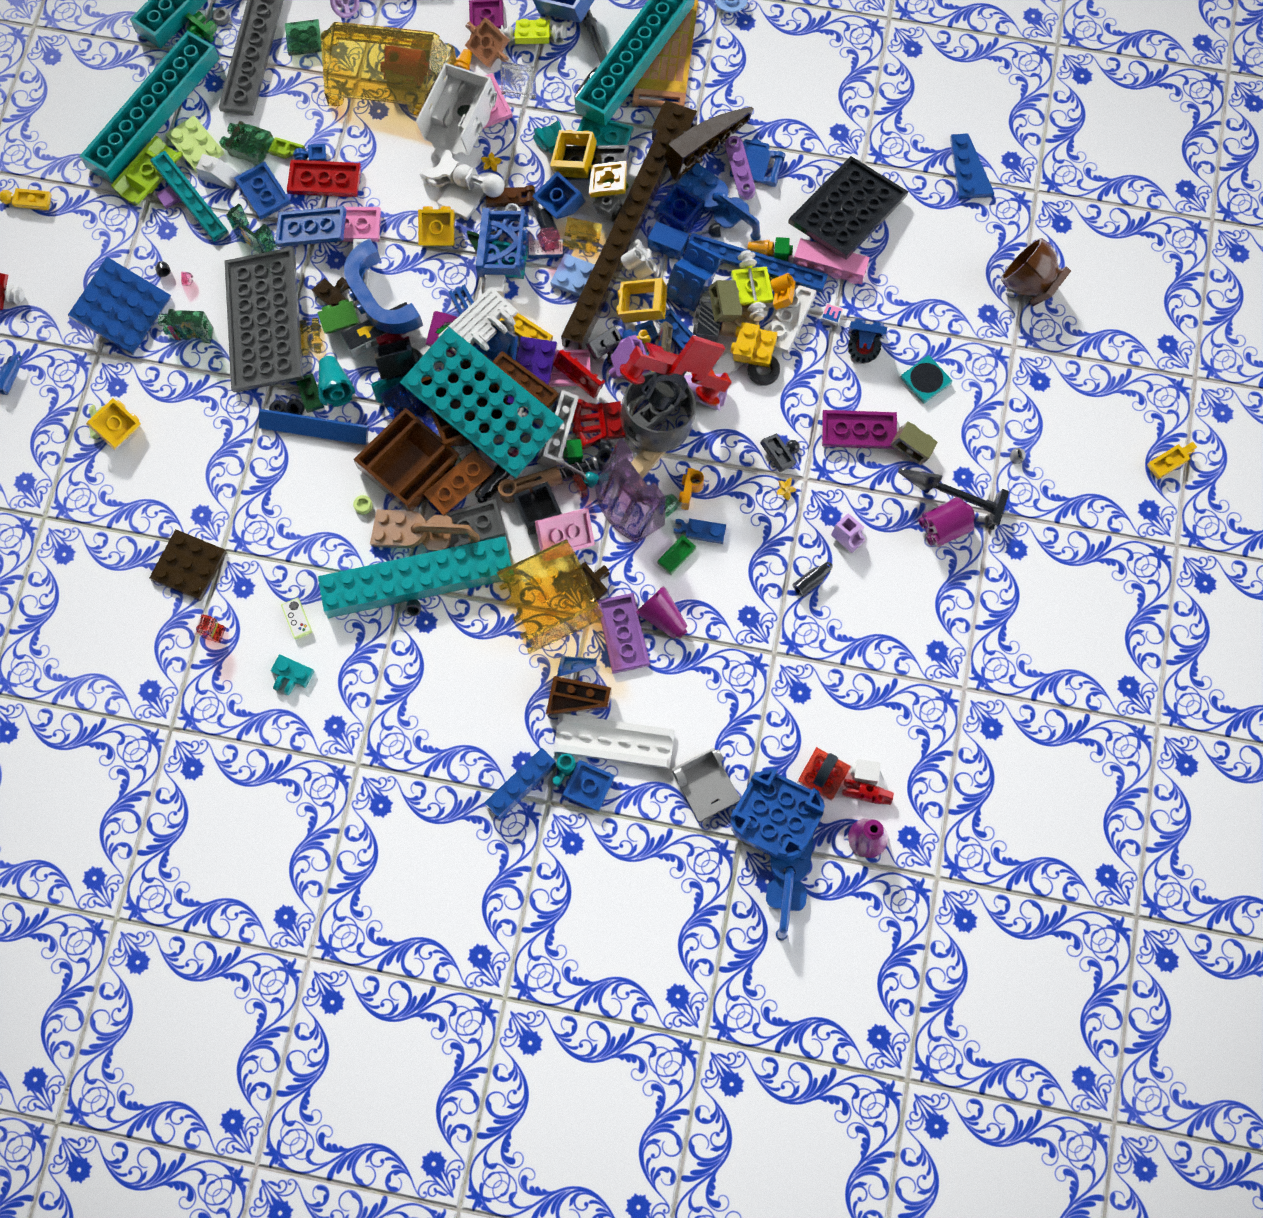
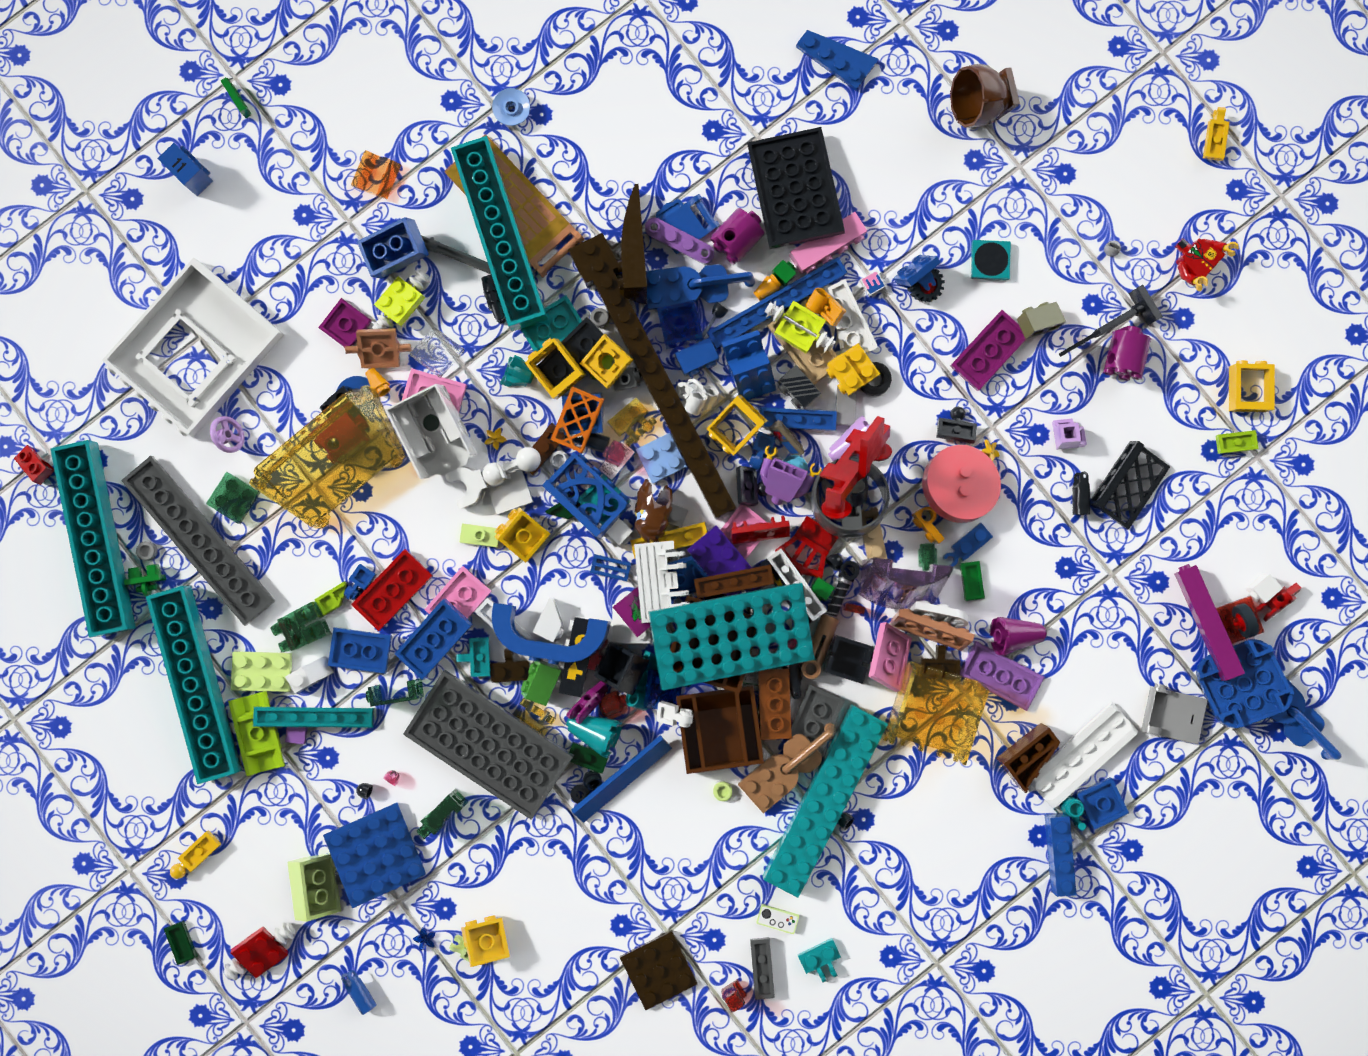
camera: 55 degrees left, 15 degrees up
(62, 287) = (313, 887): none -> yellowish green slope
(83, 389) = (424, 939): none -> clear blue plant
(248, 635) = (762, 968): none -> dark grey plate
(323, 266) = (478, 657): none -> teal plate
(351, 358) = (588, 702): none -> magenta hinge
(363, 378) = (613, 705): none -> clear red head
(389, 291) = (549, 622): none -> white slope
(390, 415) = (668, 714): none -> white plate
(410, 202) = (478, 535): none -> yellowish green plate
(524, 293) = (652, 515): none -> reddish brown head
(541, 316) = (677, 515): none -> light grey plate
(555, 180) = (561, 423): none -> orange window
(574, 664) = (998, 737): blue tile -> none
(590, 478) = (854, 596): hinge -> none
(611, 547) = (938, 632): none -> nougat plate
(626, 543) = (941, 613): none -> white plate
(636, 161) = (599, 317): none -> light grey tile
(725, 300) = (799, 362): olive brick -> none
(740, 483) = (961, 483): none -> coral brick
(779, 196) = (738, 235): none -> magenta cylinder
(800, 748) = (1208, 622): none -> magenta brick
(848, 593) = (1118, 473): none -> black fence
(868, 838) = (1312, 629): magenta cone -> none
(959, 660) = (1236, 442): none -> lime plate
(998, 649) = (1235, 402): none -> yellow window
(1070, 520) = (1201, 258): none -> red torso

